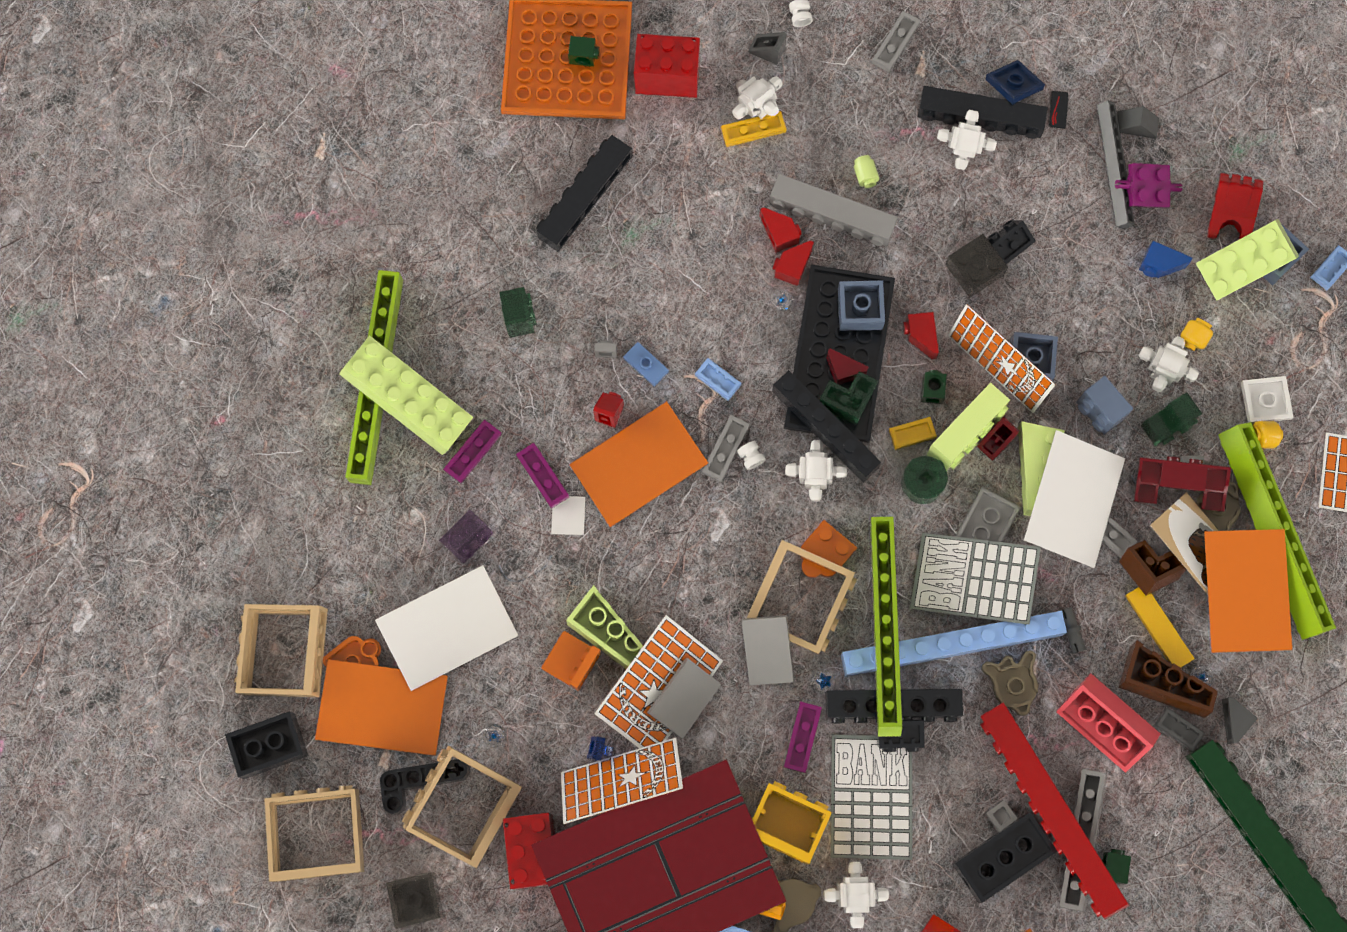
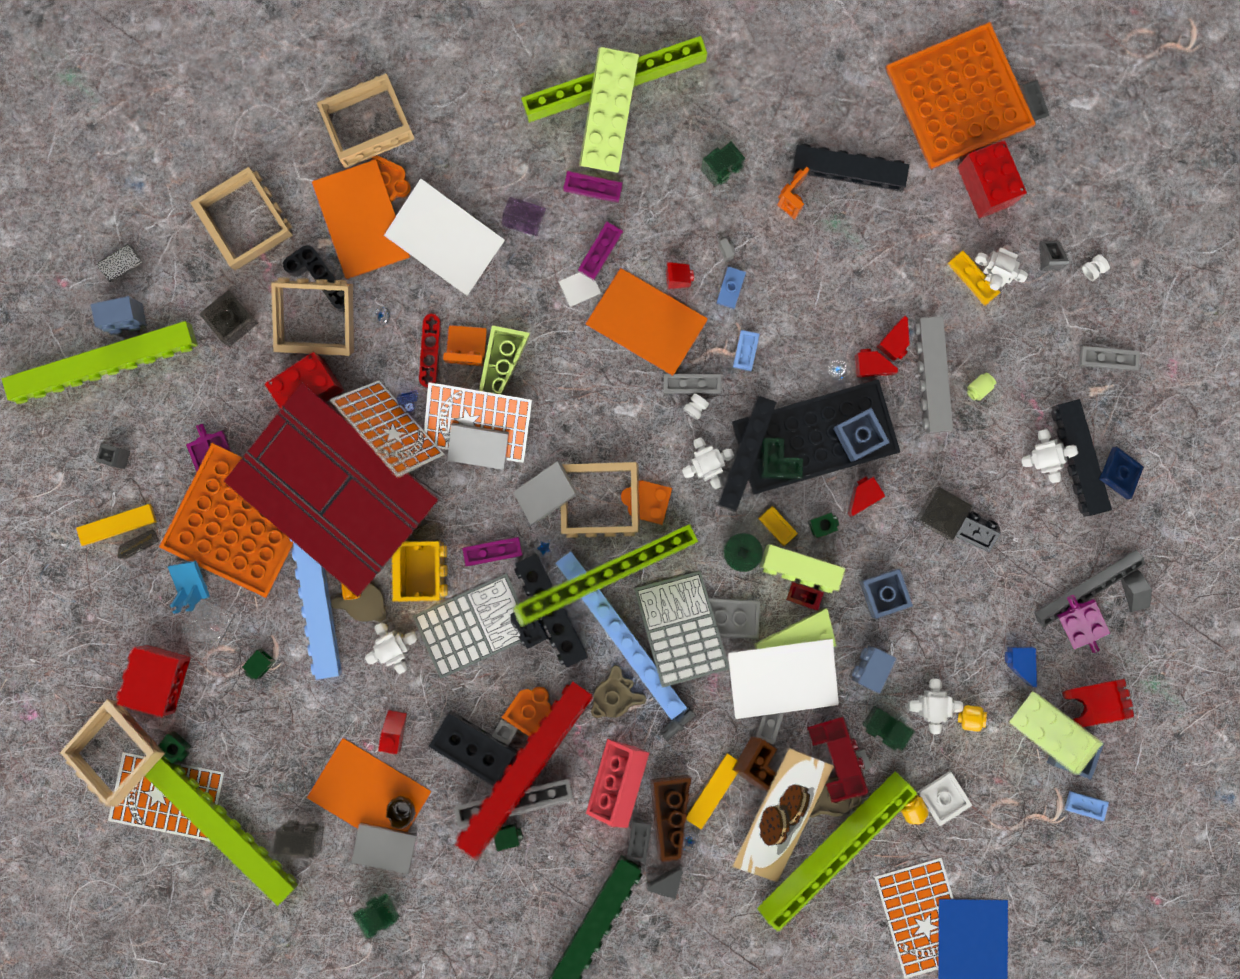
camera: 60 degrees right, 10 degrees up
(266, 745) = (289, 147): black brick -> none
(555, 704) = (426, 350): none -> red beam
(583, 51) = (970, 104): dark green brick -> none
(590, 265) = (790, 202): none -> orange bracket
(844, 368) = (802, 446): dark red slope -> none
(989, 779) = (528, 709): none -> orange plate
(1000, 359) = (869, 568): sticker -> none
(1058, 111) = (1116, 520): black sticker -> none
(1248, 590) = (774, 849): orange sticker -> none

